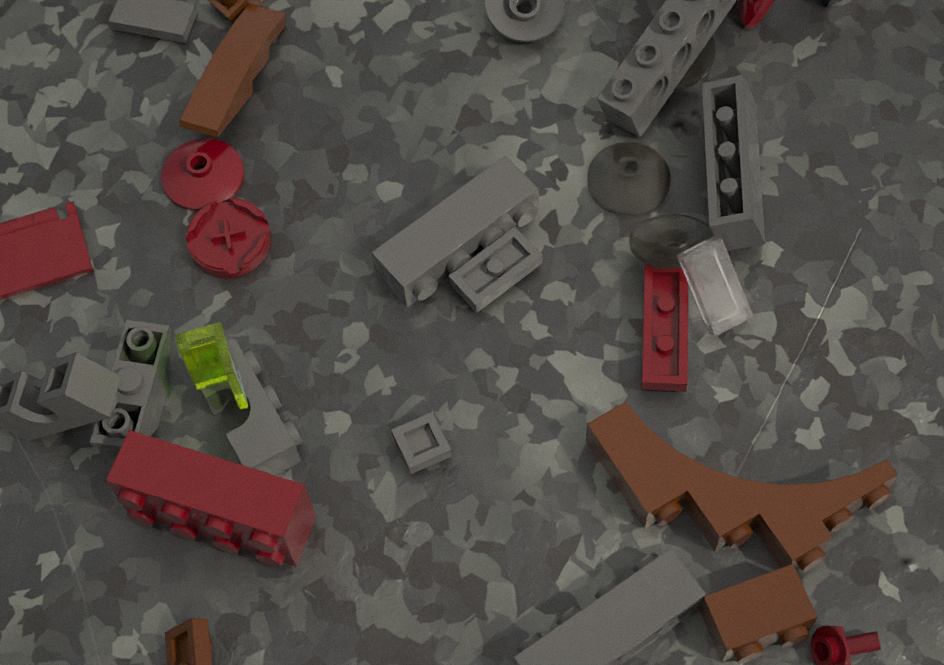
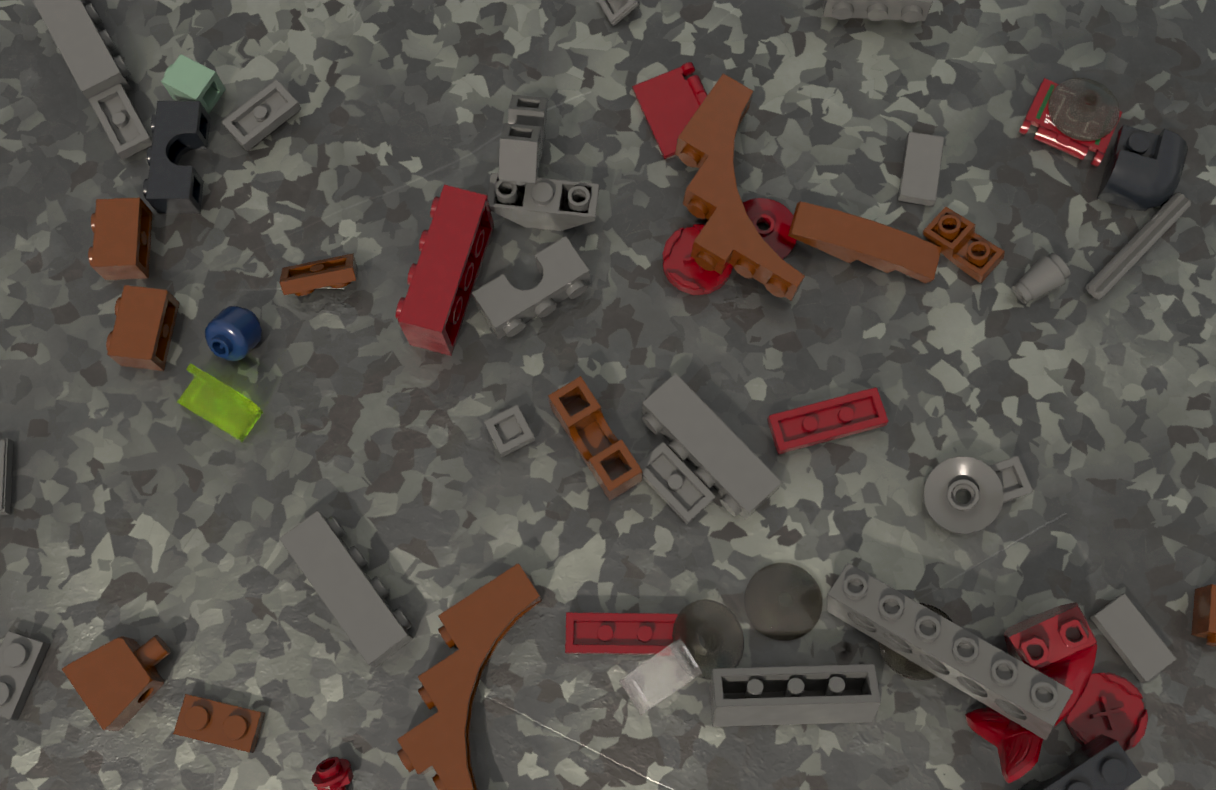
camera: 85 degrees right, 10 degrees up
(155, 204) = (713, 194): none -> reddish brown arch
(211, 359) = (545, 261): clear neon green panel -> none
(434, 120) = (827, 420): none -> dark red plate
(469, 331) = (598, 446): none -> reddish brown arch
(758, 615) = (358, 712): reddish brown brick -> none

